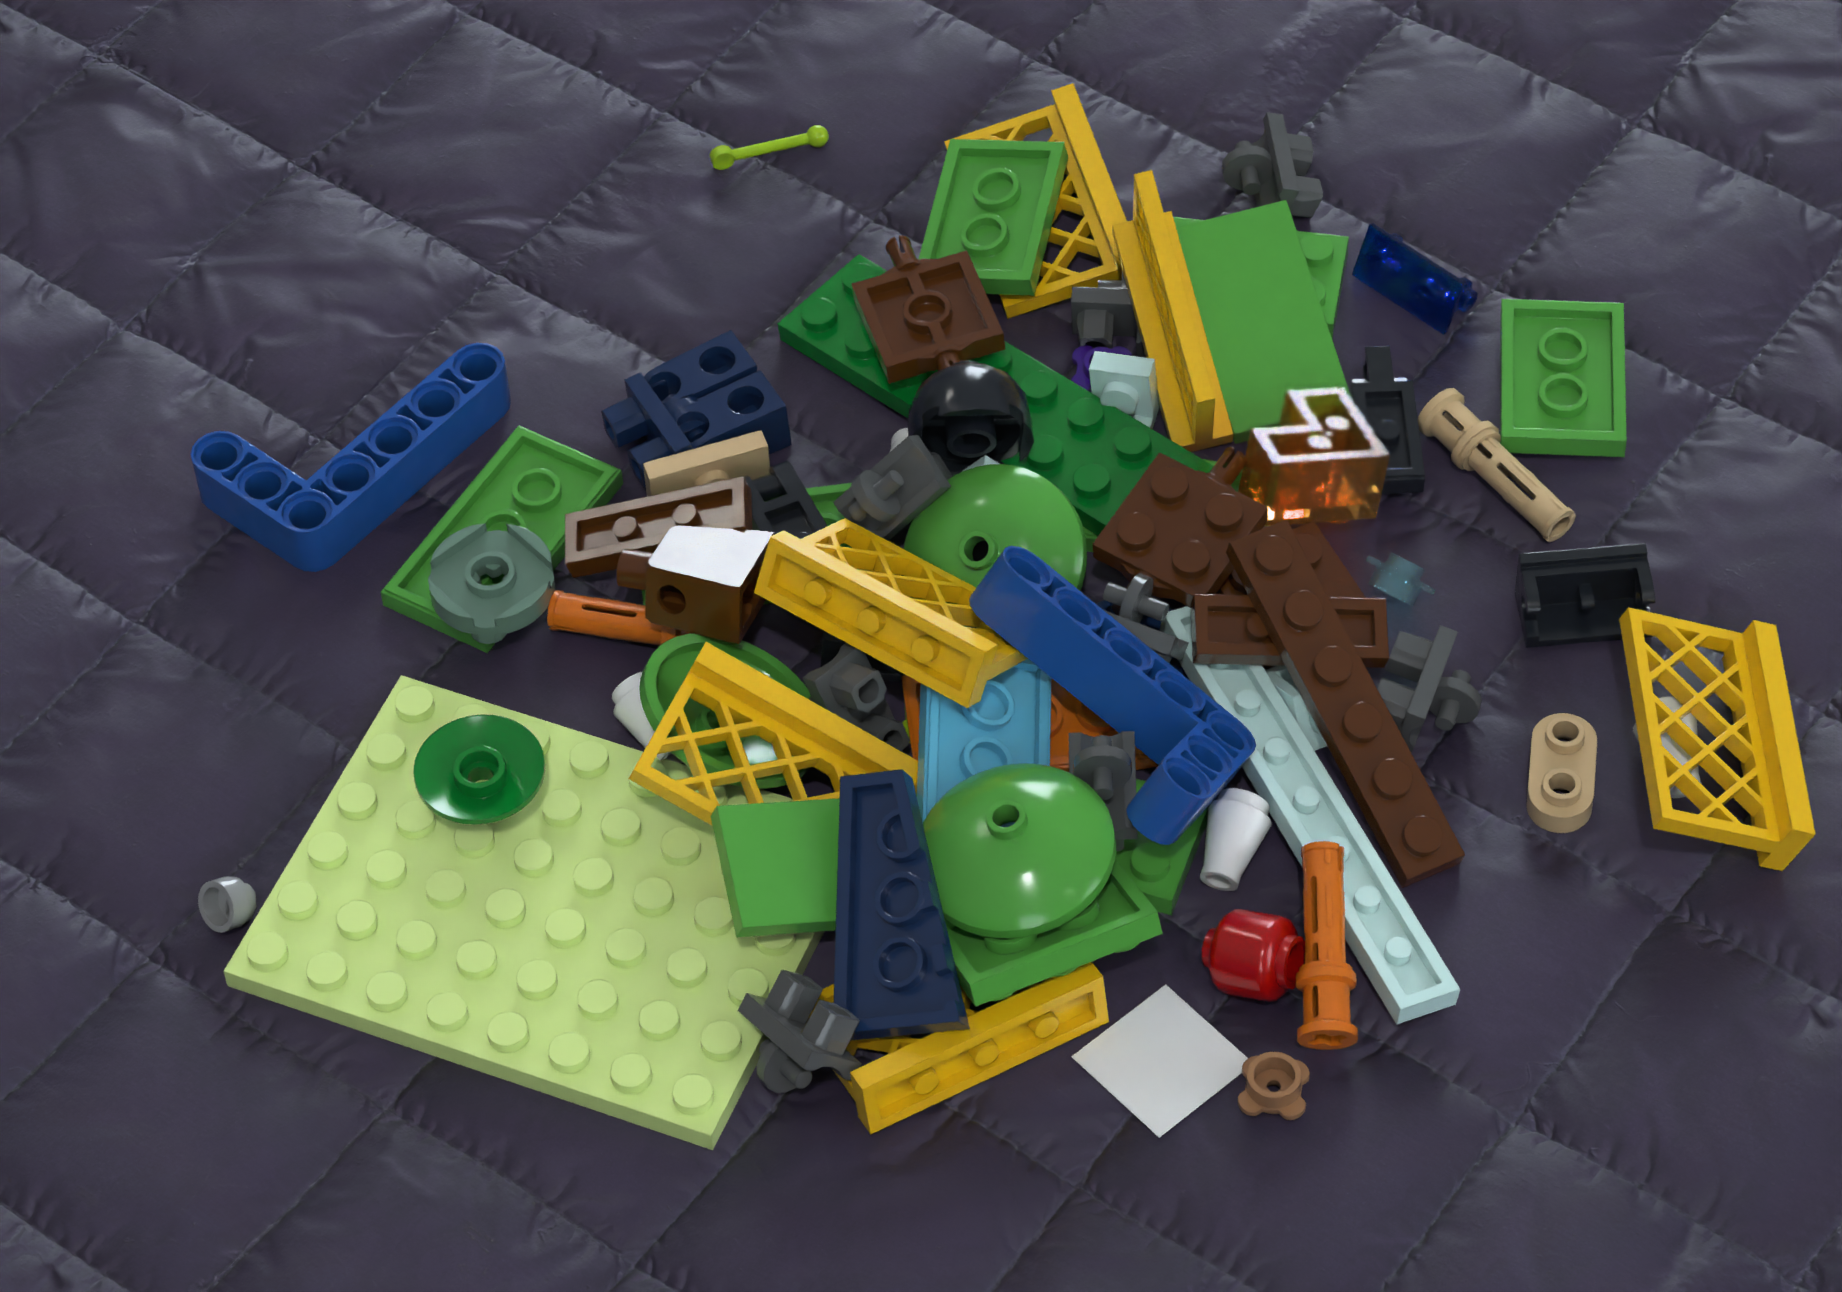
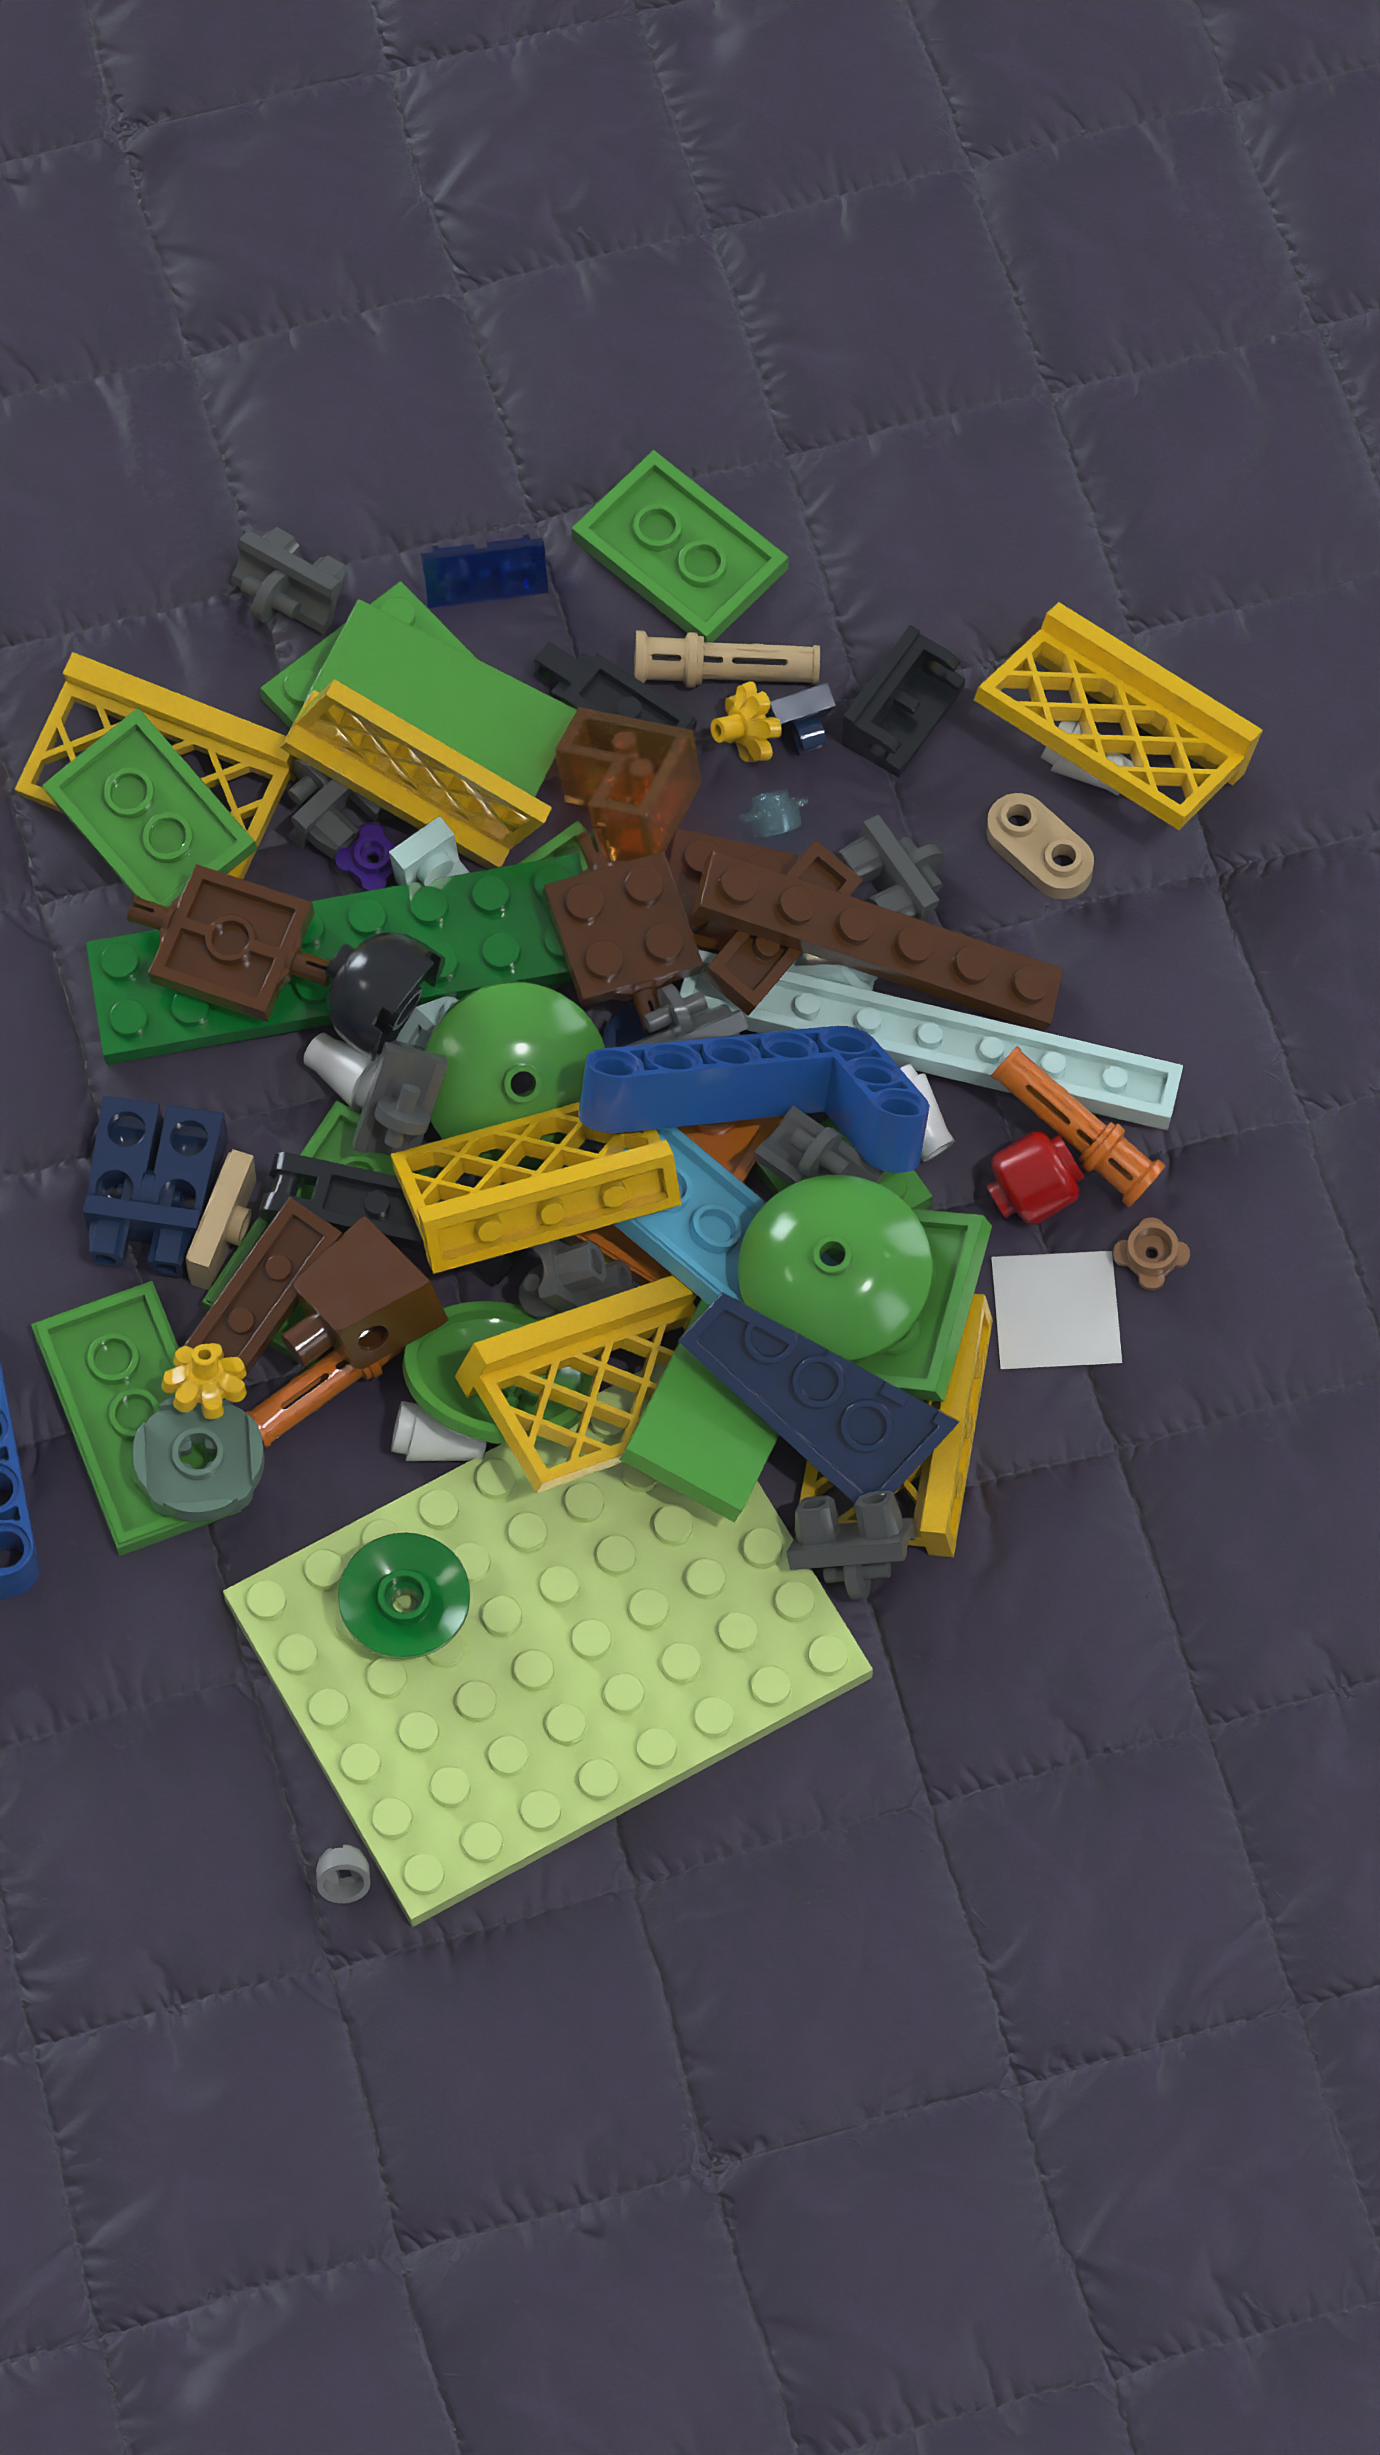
camera: 55 degrees left, 15 degrees up
(551, 533) = (205, 1378): none -> yellow plant
(1449, 505) = (747, 724): none -> yellow plant
(1499, 538) = (801, 715): none -> tile

